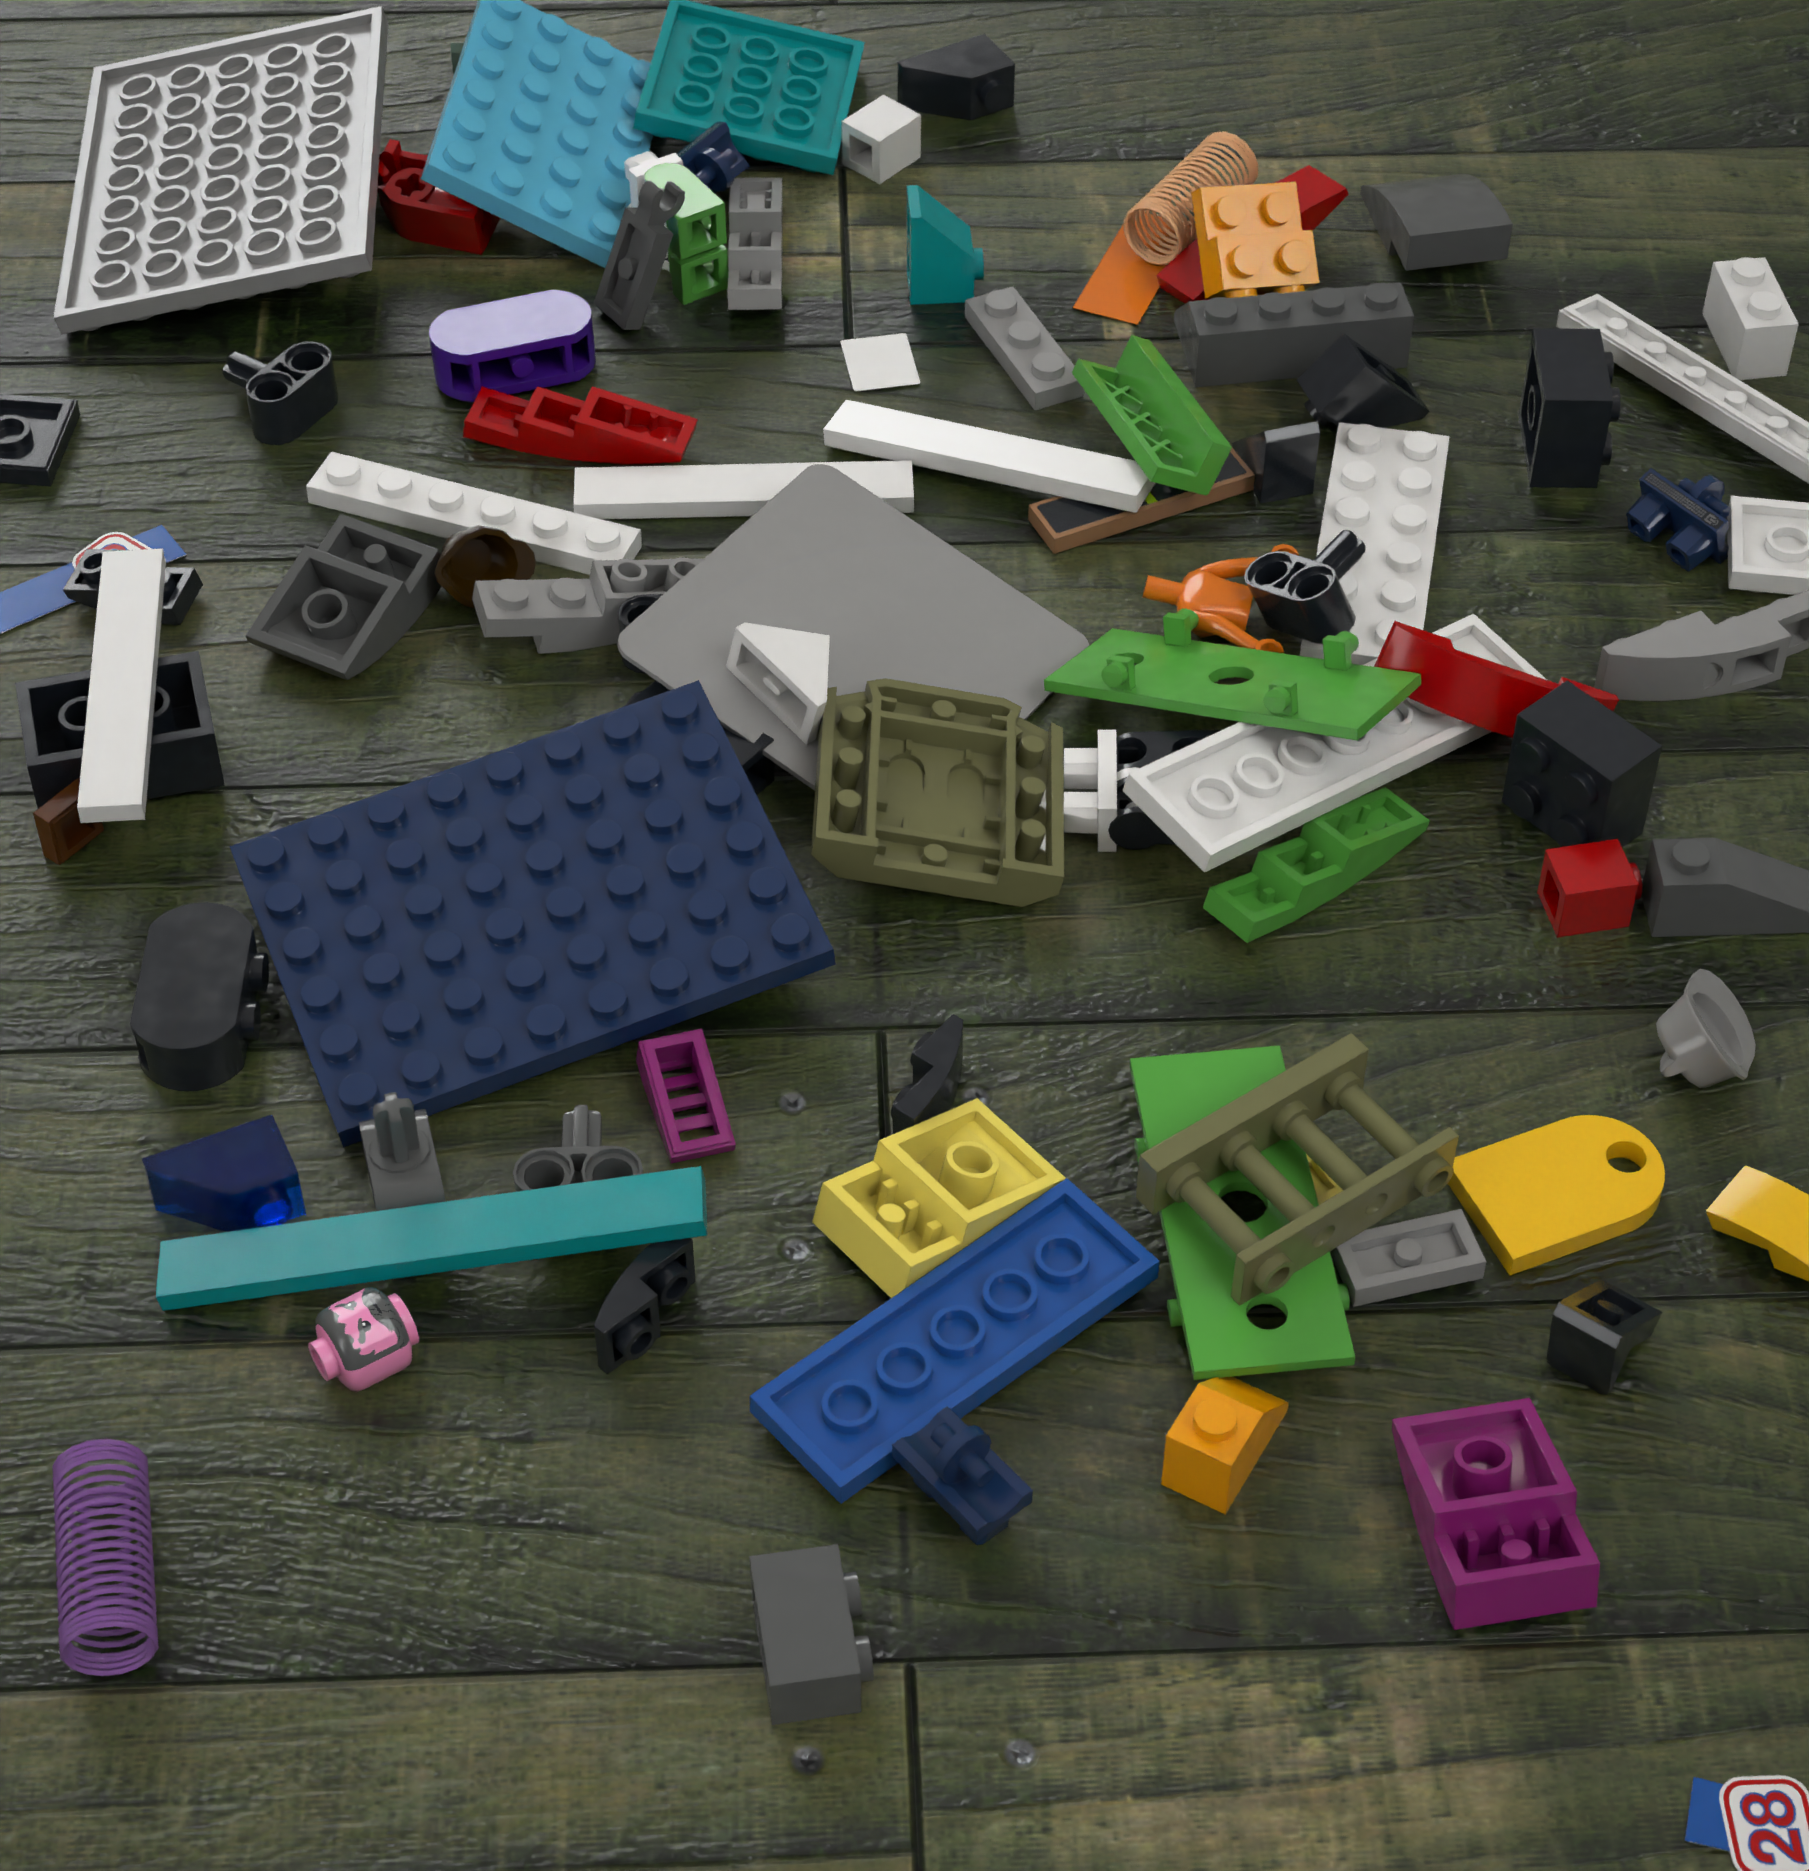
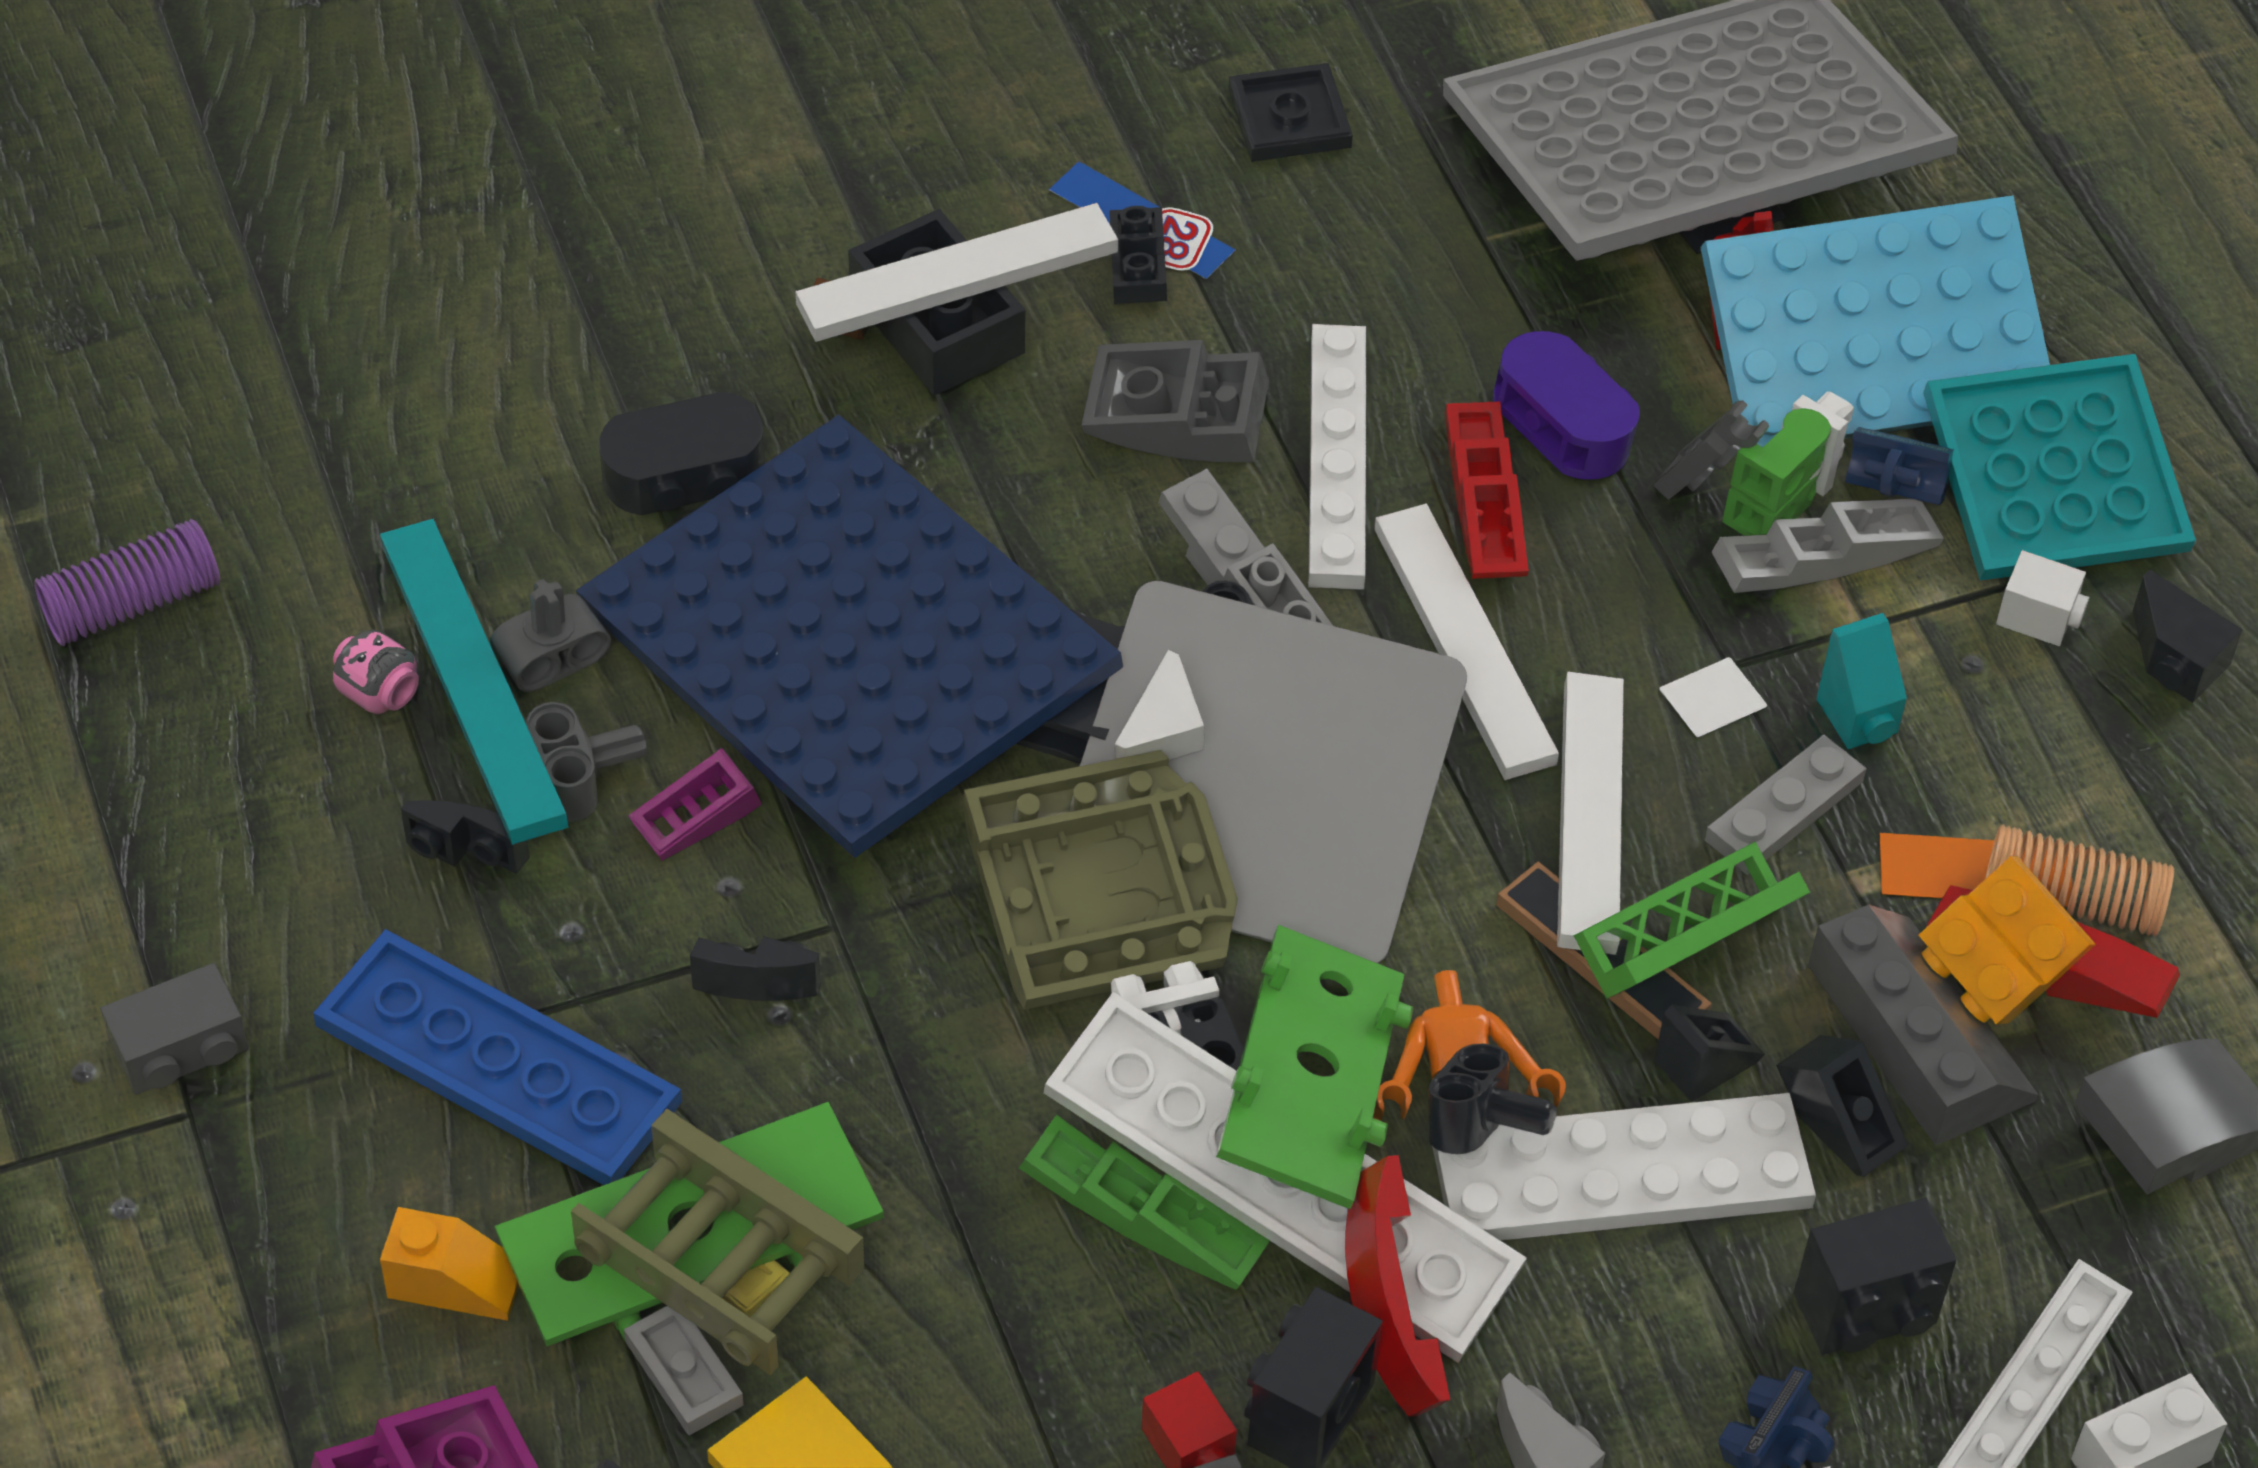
camera: 70 degrees right, 5 degrees up
(228, 1179) = (505, 542): clear blue slope -> none
(287, 392) = (1427, 268): black beam -> none
(481, 555) = (1254, 472): dark brown piece -> none
(931, 1194) = (641, 1001): light yellow slope -> none
(963, 1475) = (344, 1089): dark blue hips -> none

